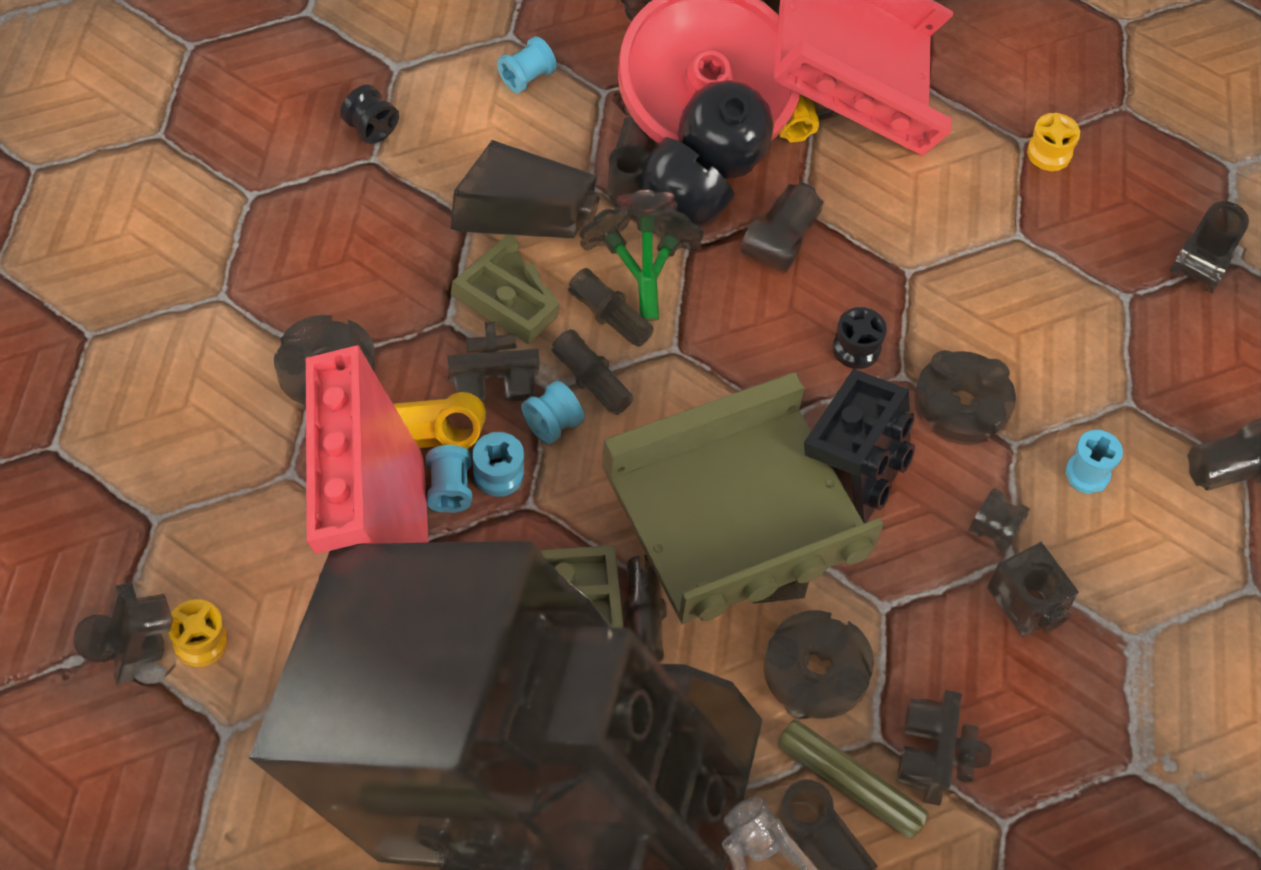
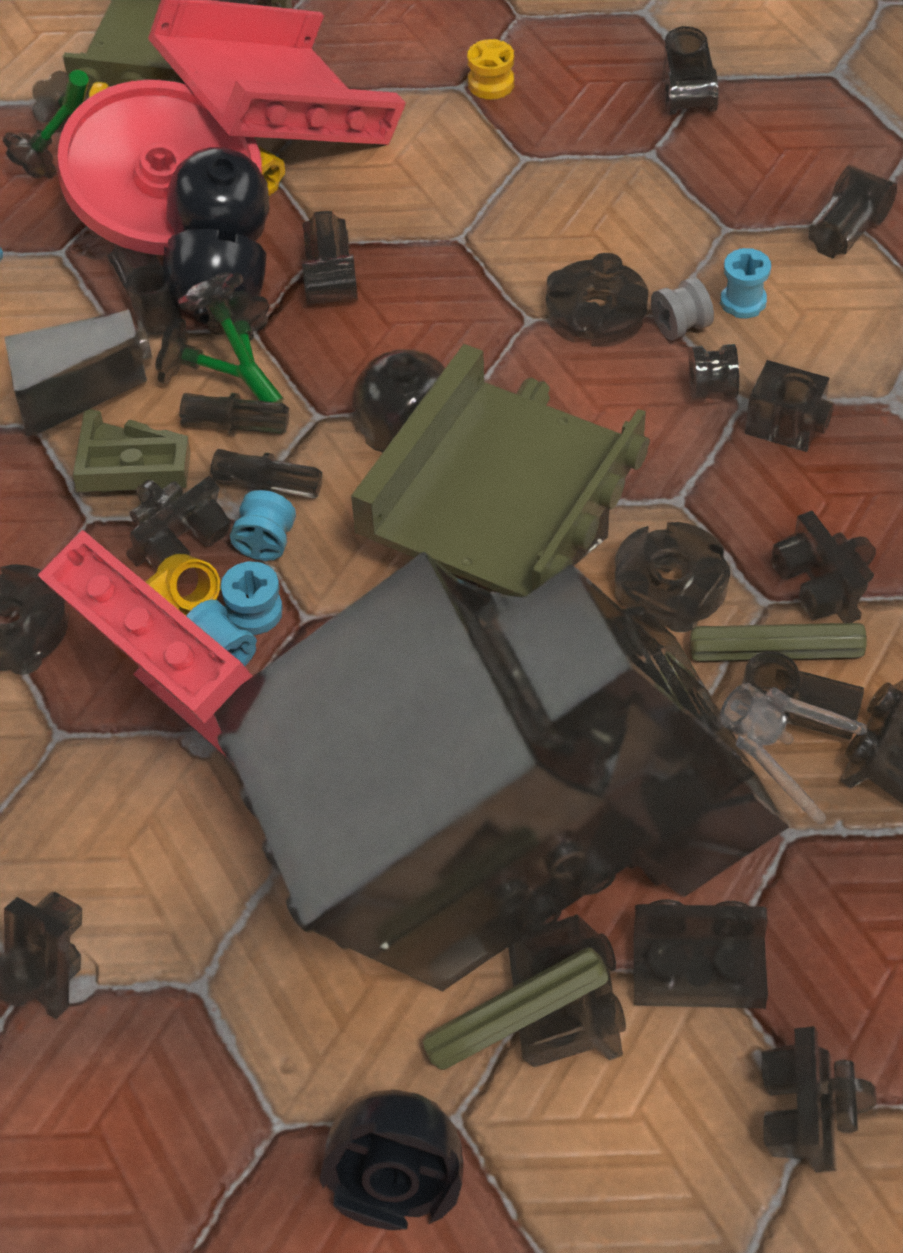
camera: 30 degrees left, 5 degrees down
(196, 619) = (100, 900): yellow wheel -> none
(735, 365) = (390, 392): none -> clear smoke cylinder
(856, 325) = (471, 307): black wheel -> none
(866, 436) = (552, 361): black bracket -> none
(1022, 449) = (682, 308): none -> light grey wheel

